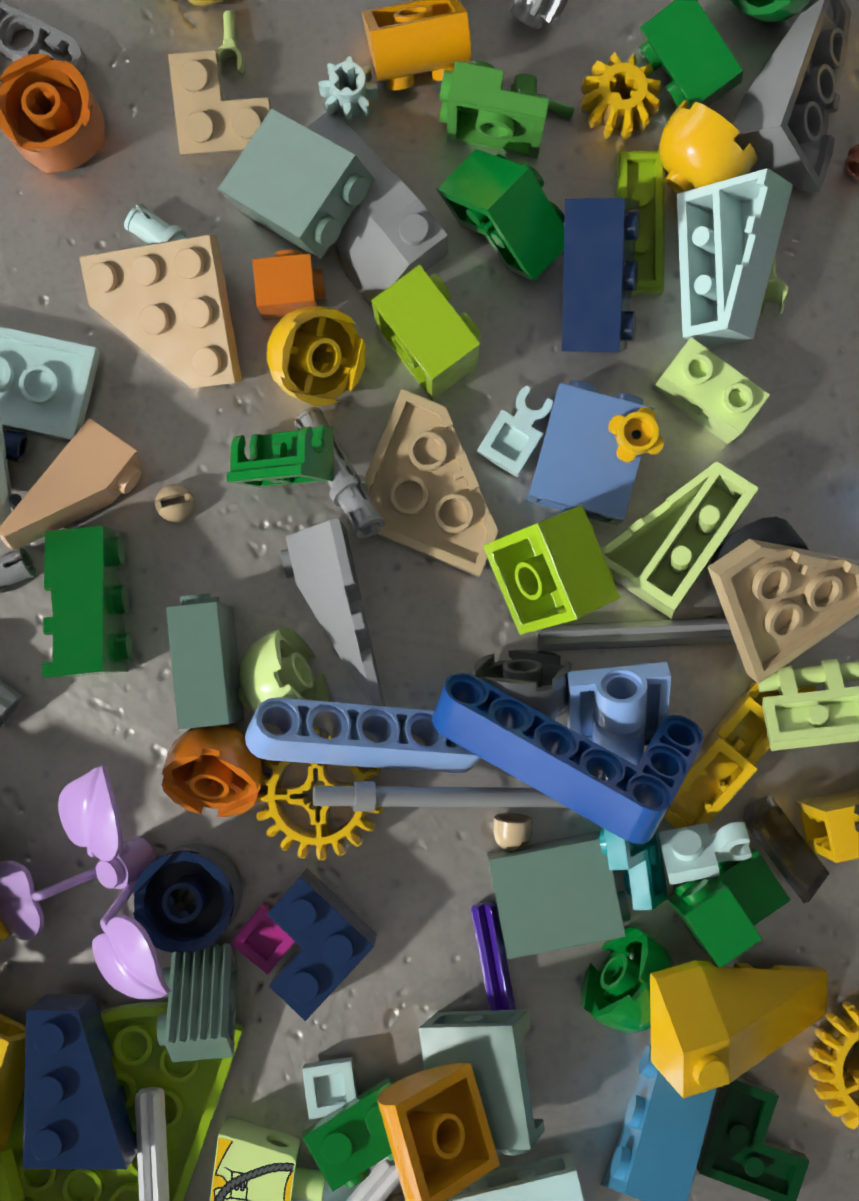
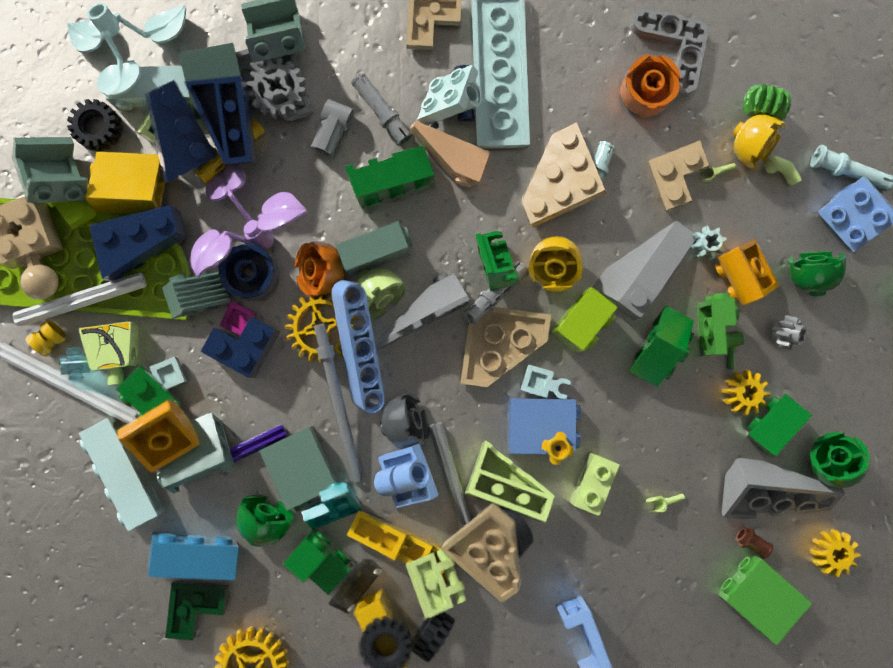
camera: 65 degrees right, 0 degrees up
(178, 512) = (452, 212): tan hinge -> none
(286, 283) = (592, 238): orange brick -> none
(297, 183) = (647, 229): sand green brick -> none
(512, 830) = (328, 436): tan hinge -> none
(552, 571) = (471, 421): lime brick -> none
(566, 764) = (369, 453): blue beam -> none
(599, 274) = (642, 406): dark blue wedge -> none
(642, 178) = (679, 421): lime tile -> none
(694, 853) = (340, 536): light aqua plate -> none
(701, 149) = (724, 445): yellow cylinder -> none
(726, 1020) = (256, 575): yellow wedge -> none
(728, 254) = (671, 474): light aqua wedge -> none

